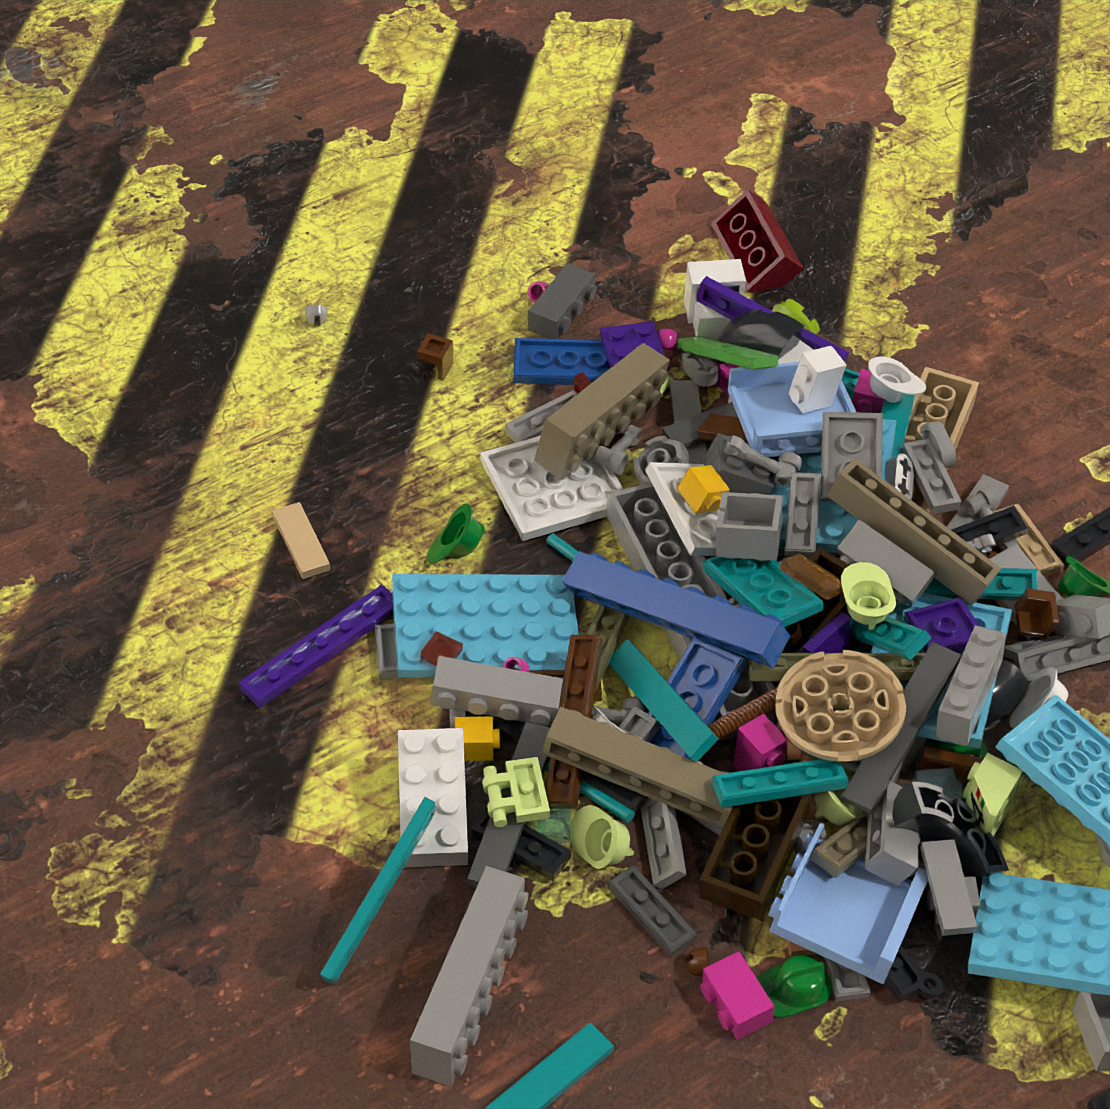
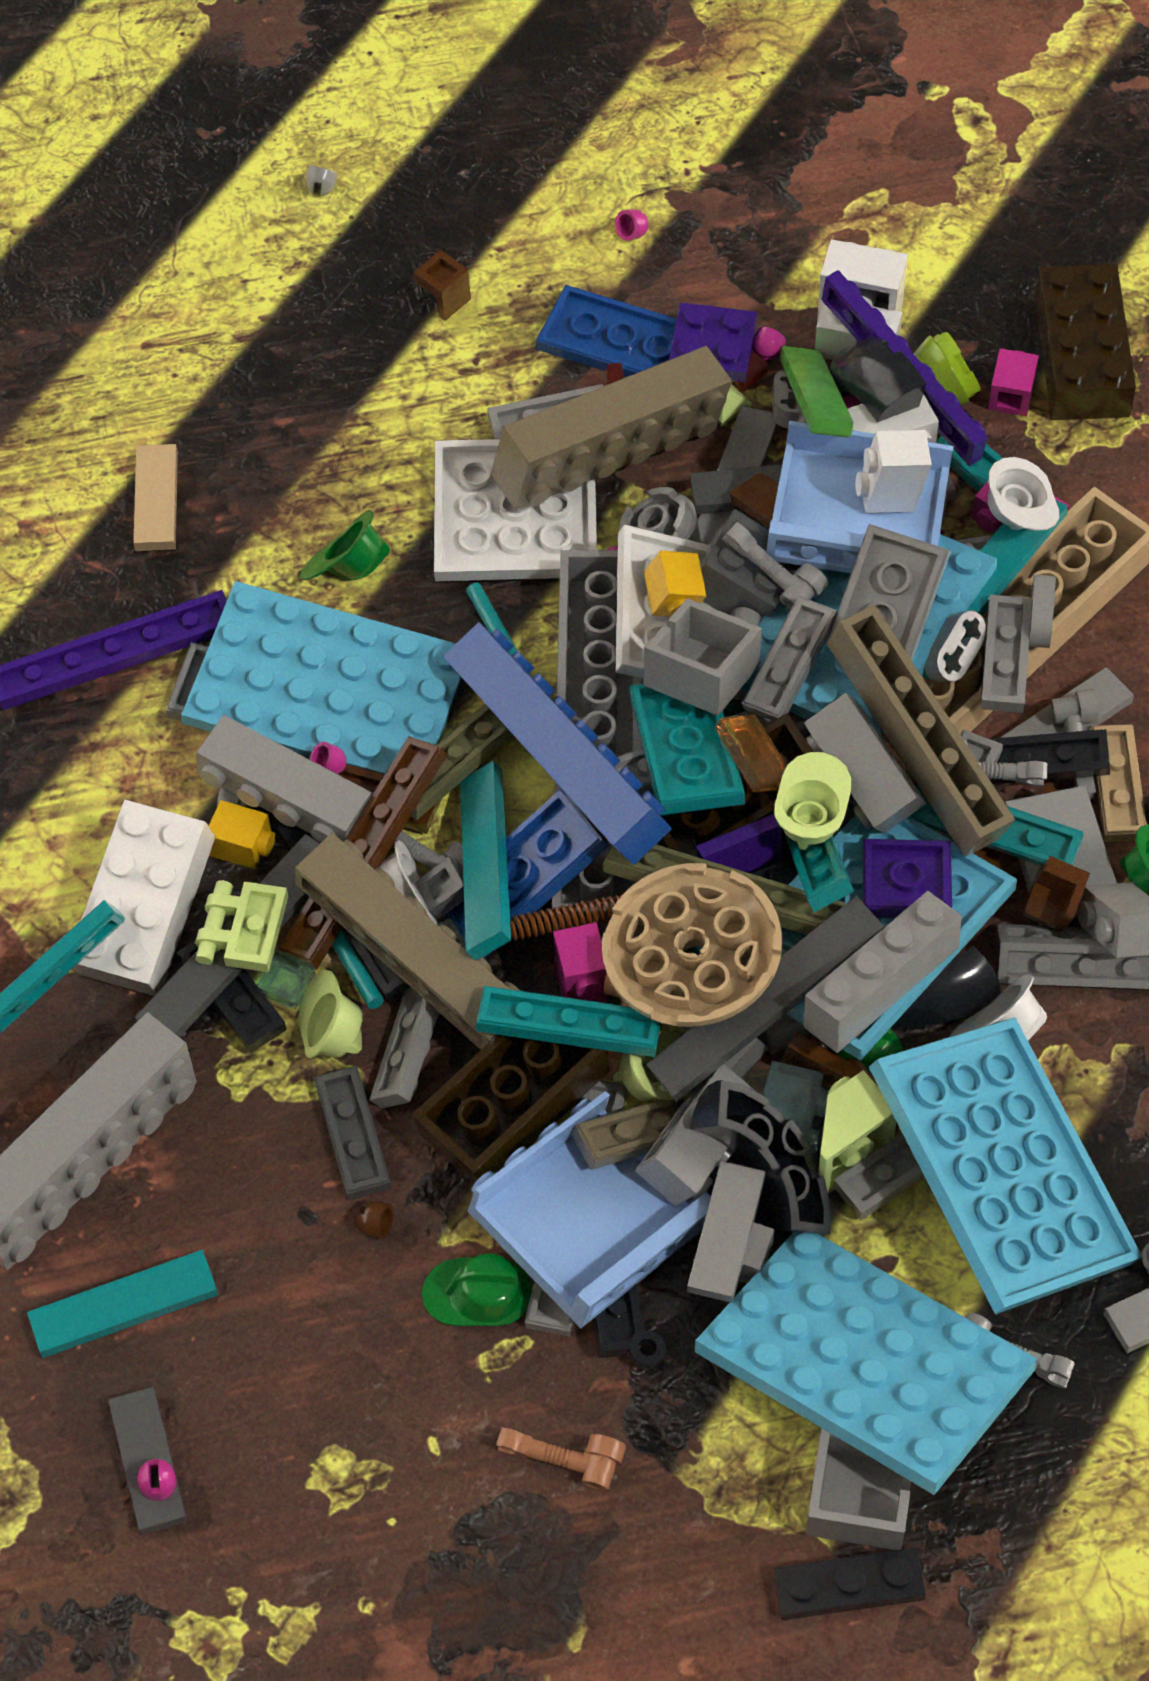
camera: 25 degrees right, 10 degrees up
(441, 646) = (243, 704): clear red tile -> none
(561, 302) = (651, 248): dark grey brick -> none
(615, 457) = (603, 501): light grey brick -> none
(737, 995) = (395, 1279): dark pink brick -> none
(754, 236) = (967, 230): dark red slope -> none
(834, 322) = (1013, 382): none -> dark pink brick
(865, 289) = (1084, 342): none -> dark brown brick
(936, 1072) = (596, 1462): none -> nougat brick
(1022, 817) = (879, 1177): none -> light grey plate

